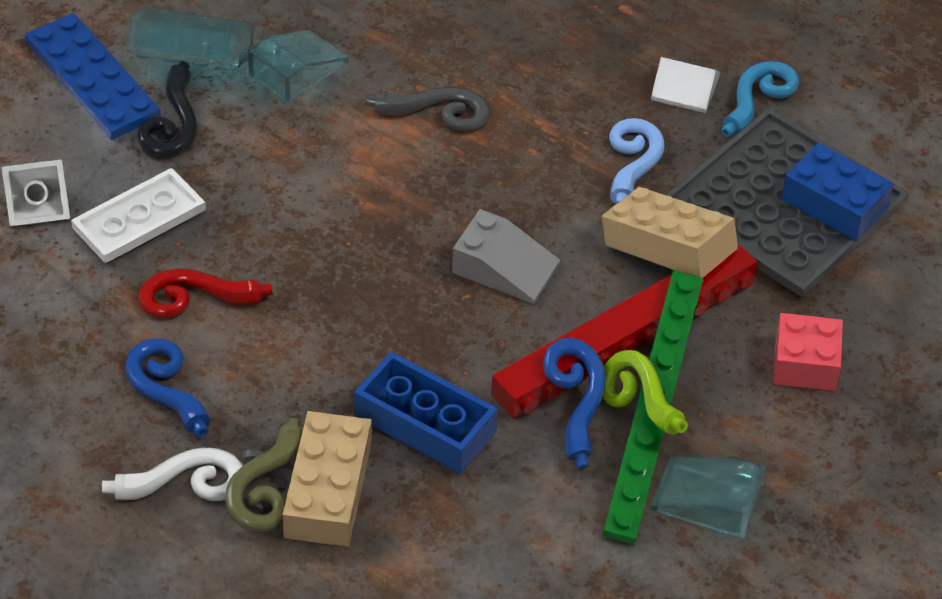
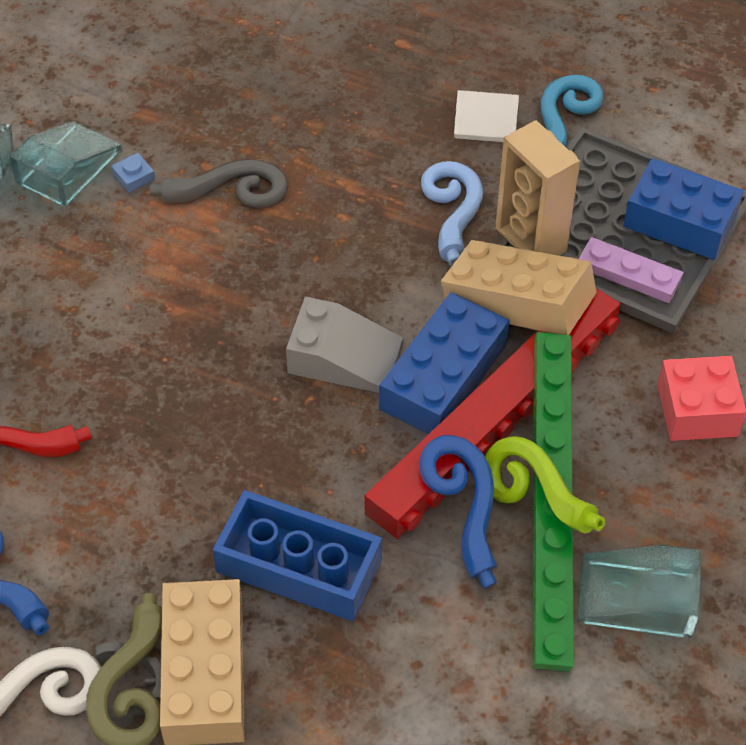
camera: 10 degrees left, 5 degrees up
(354, 83) = (133, 172): none -> medium blue plate
(589, 283) = (443, 363): none -> blue brick
(700, 150) = (536, 190): none -> tan brick
(776, 236) = (632, 270): none -> lavender plate

